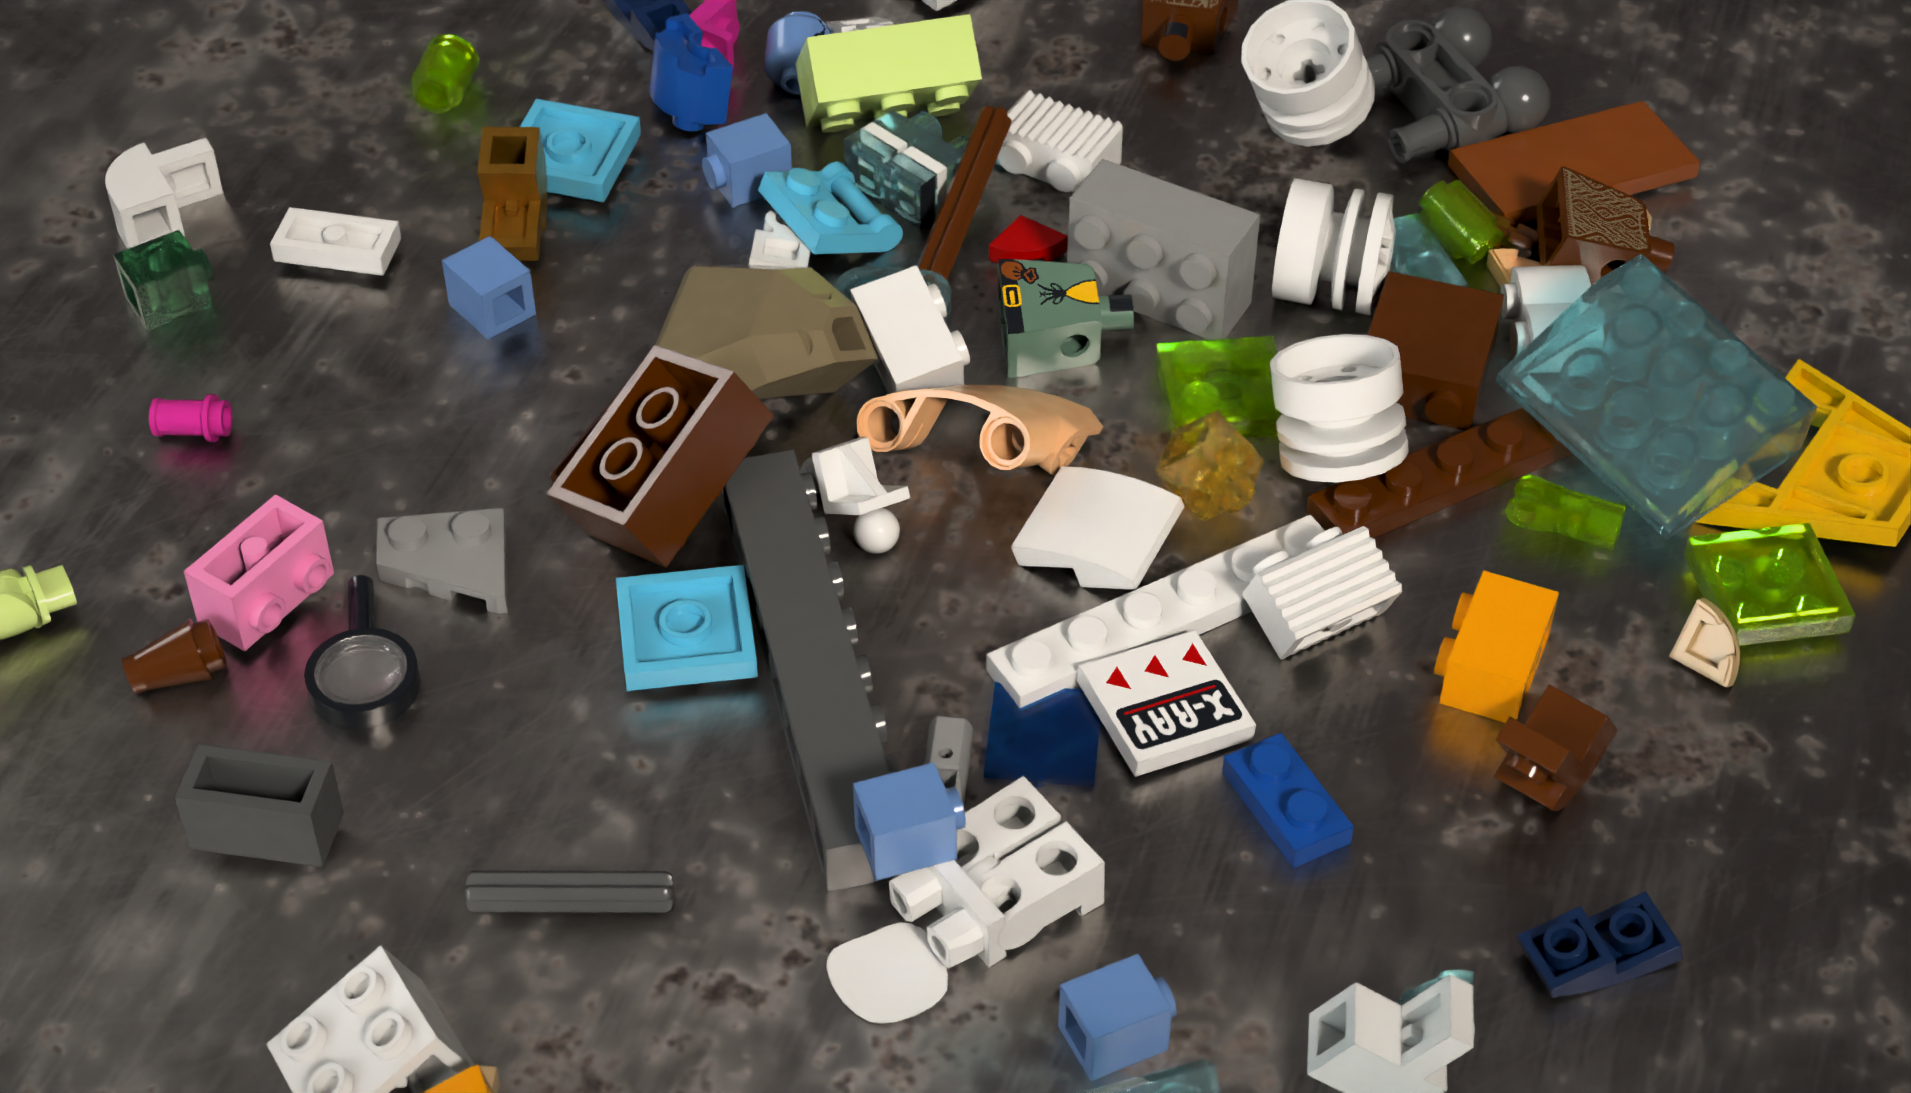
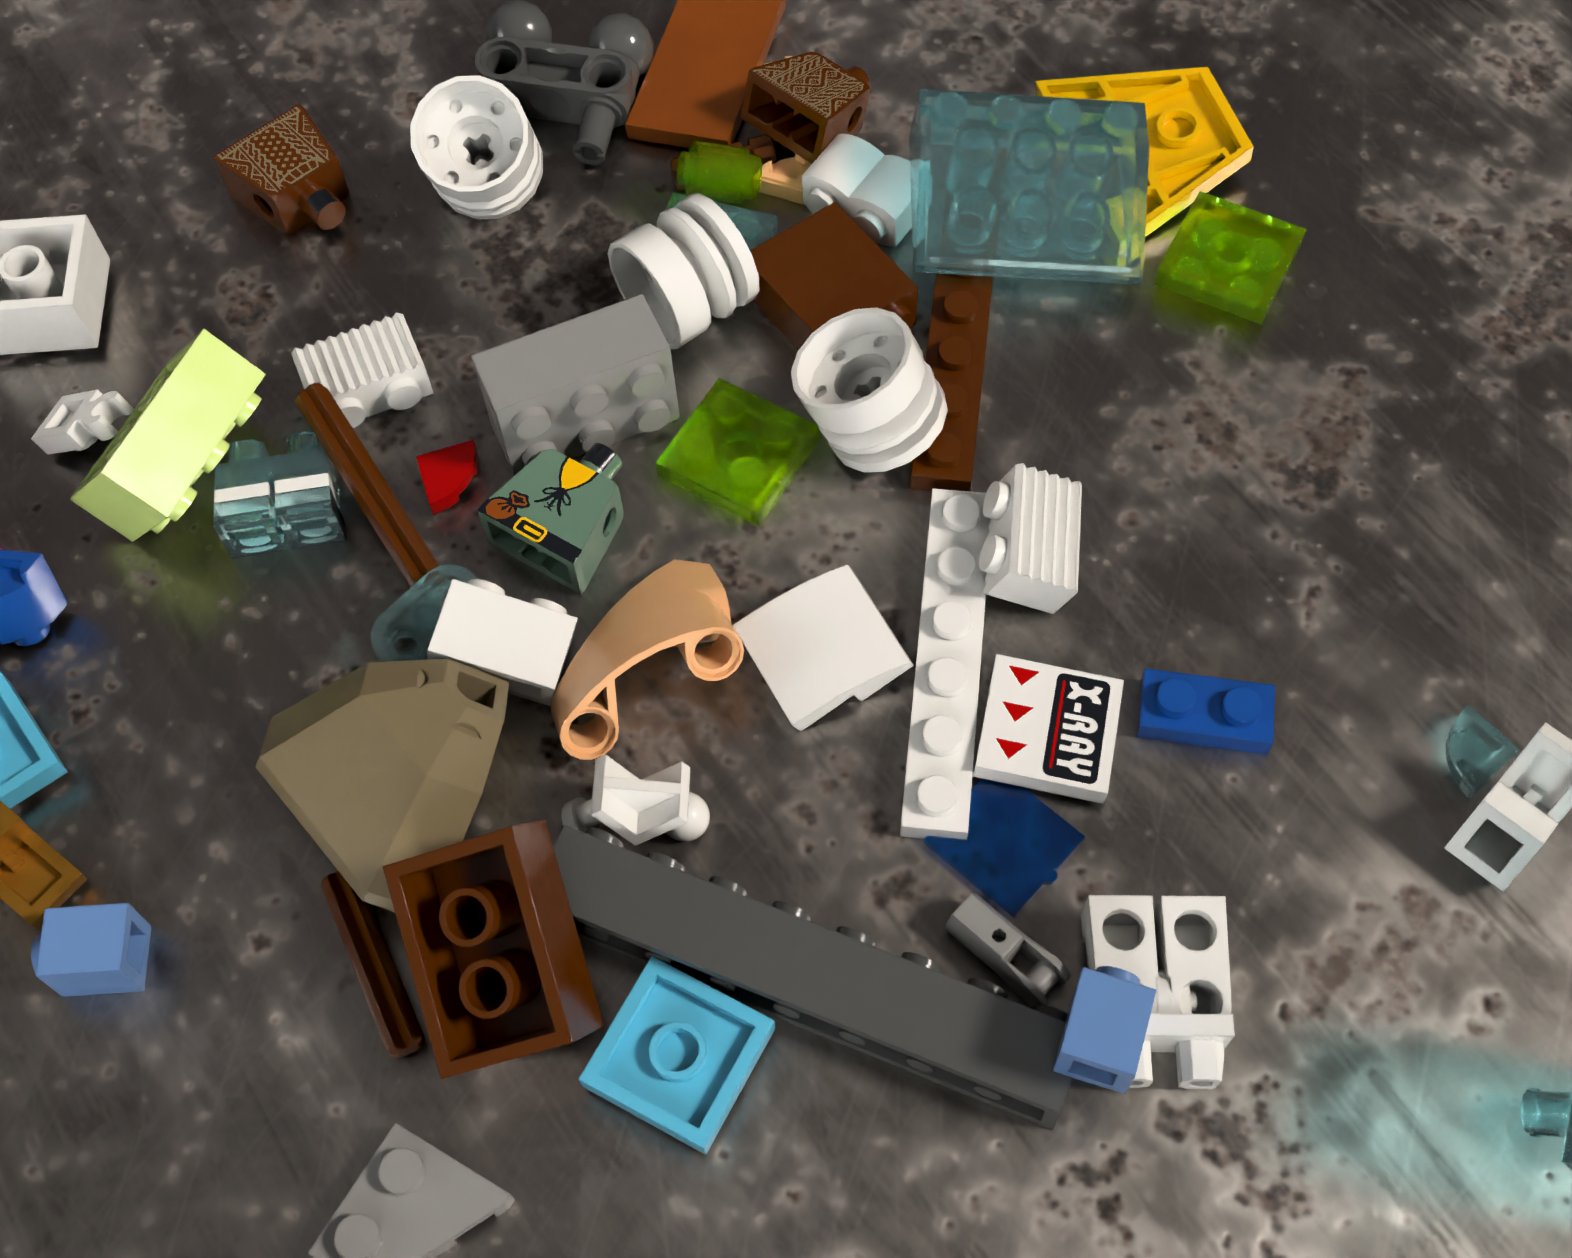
camera: 50 degrees left, 15 degrees up
(741, 156) = (145, 617): medium blue brick -> none
(778, 245) = (283, 670): white plate -> none
(785, 43) = (42, 481): medium blue head -> none
(823, 224) = (271, 610): medium azure plate -> none
(888, 974) = (1177, 1140): white sticker -> none
(1116, 1016) = (1364, 993): medium blue brick -> none
(1210, 466) = (841, 521): clear yellow brick -> none
(1496, 646) = (1171, 463): light orange brick -> none
(1554, 748) = (1302, 501): reddish brown brick -> none
(1566, 512) = (1064, 323): clear neon green bar -> none
(1602, 950) = (1491, 605): dark blue slope -> none
(1709, 644) = (1261, 333): tan tile -> none

